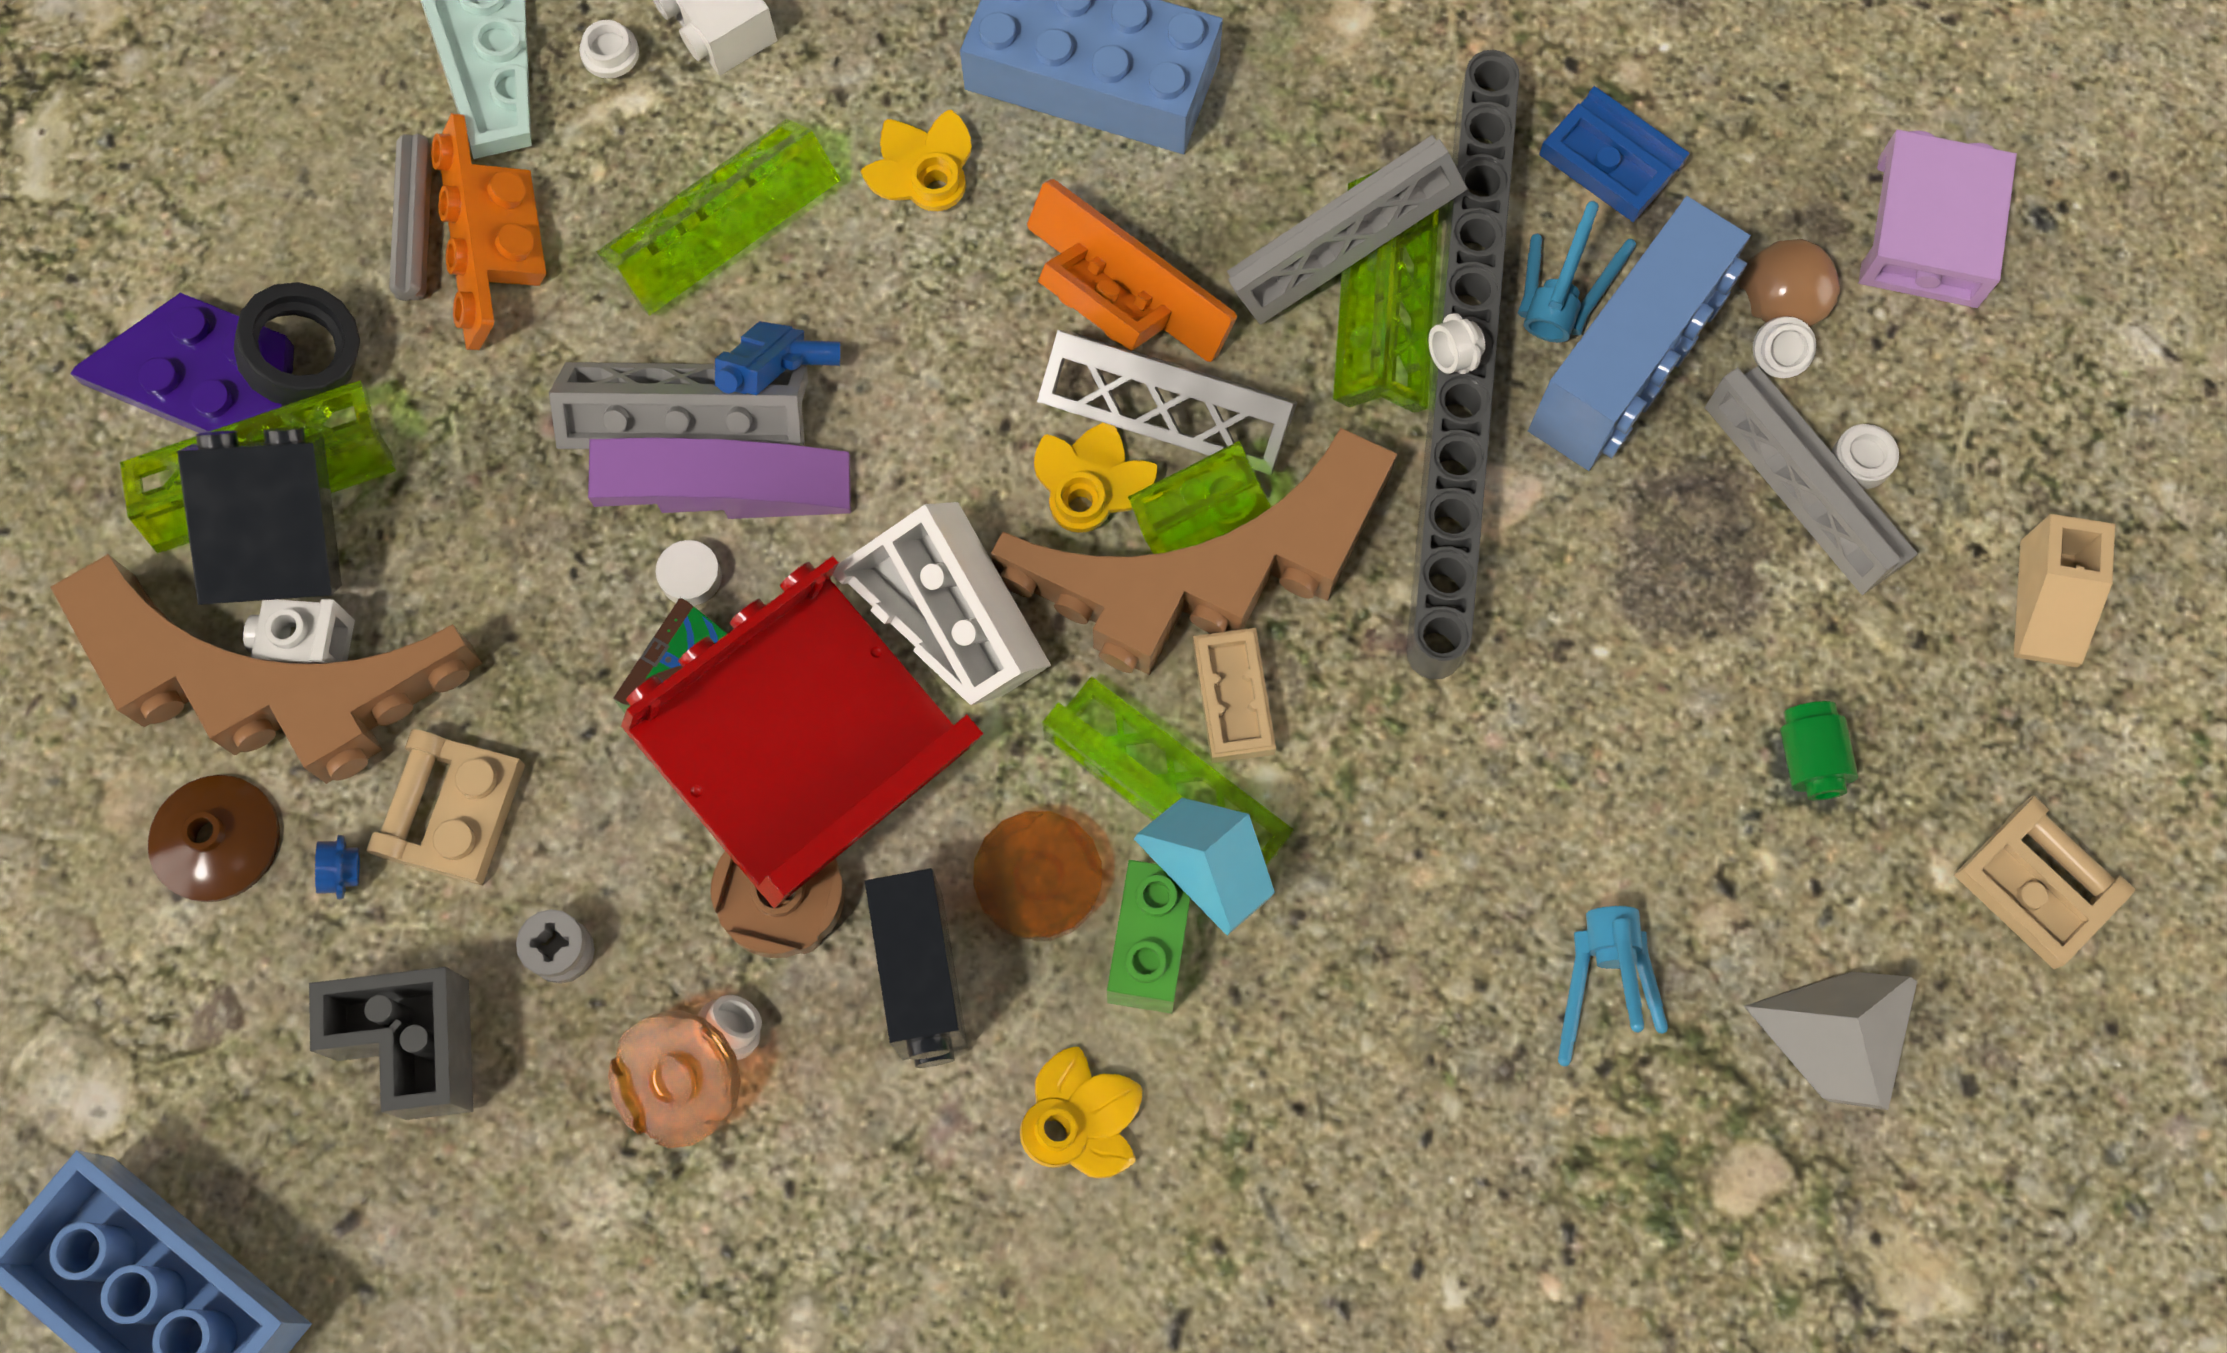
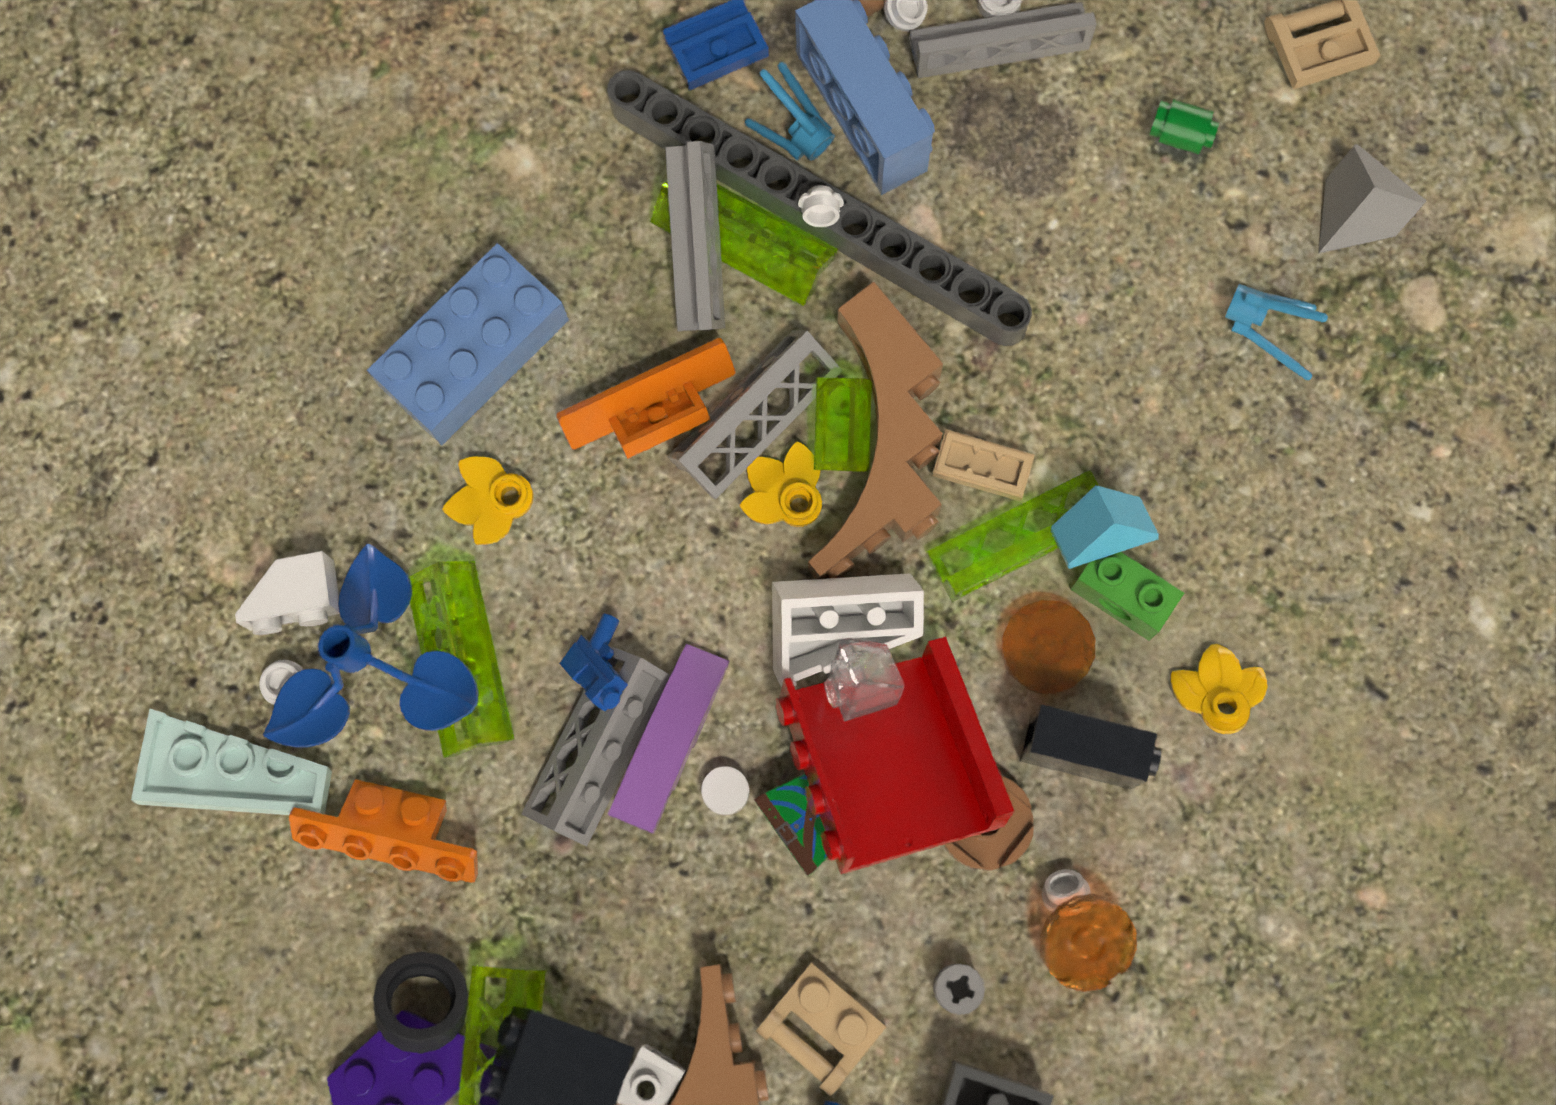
camera: 60 degrees left, 5 degrees up
(411, 217) = (347, 882): light grey axle -> none
(661, 197) = (309, 703): none -> blue plant
(879, 648) = (863, 678): none -> clear slope

